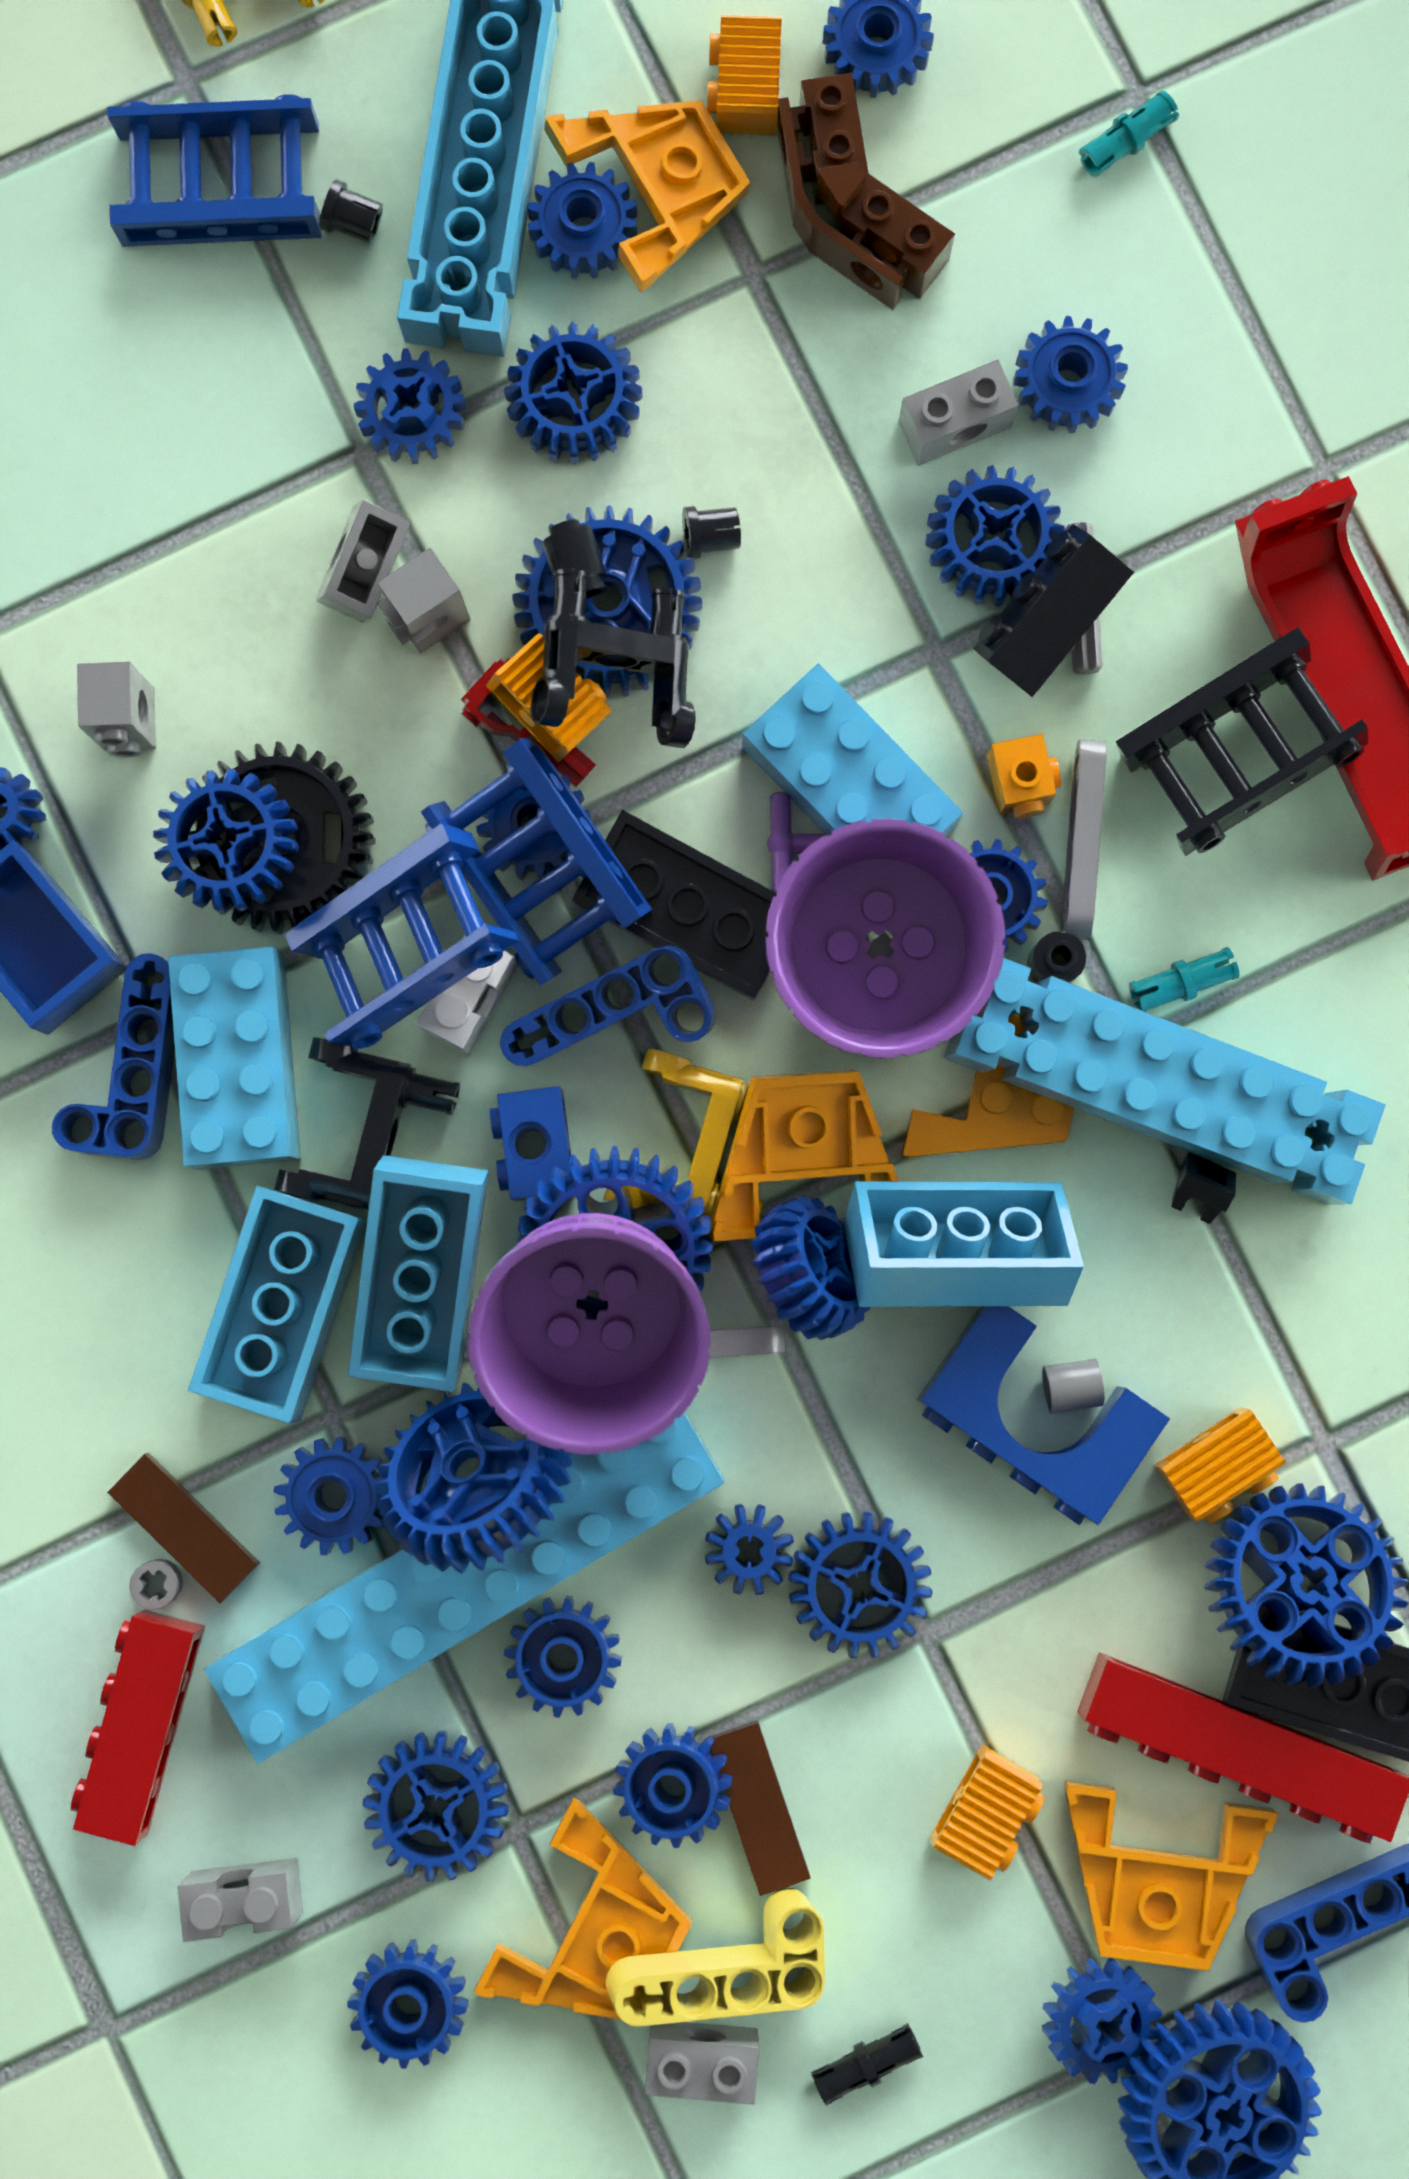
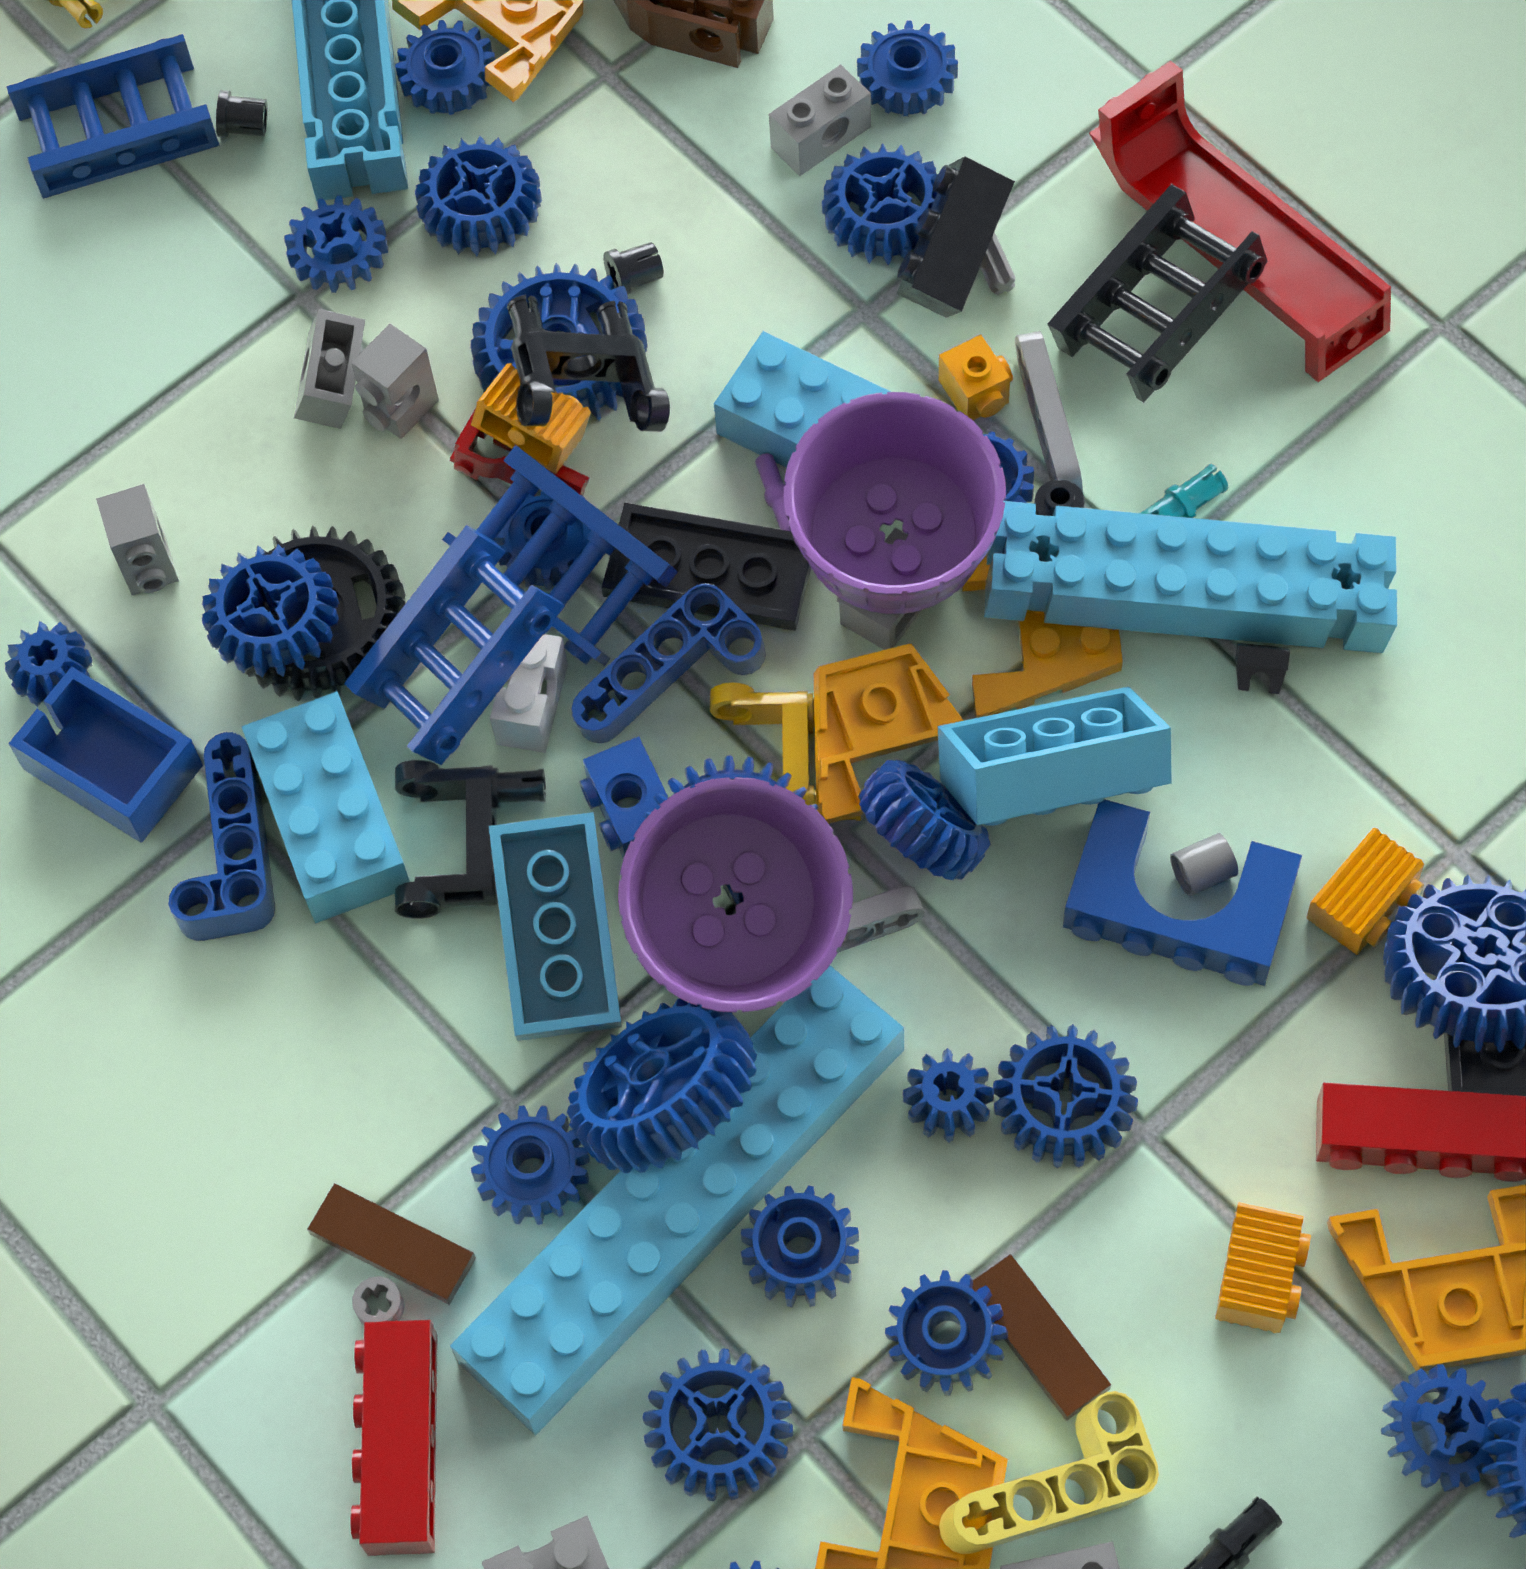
camera: 15 degrees left, 20 degrees down
(277, 1305) = (428, 1002): medium azure brick -> none
(577, 549) = (513, 285): black brick -> none

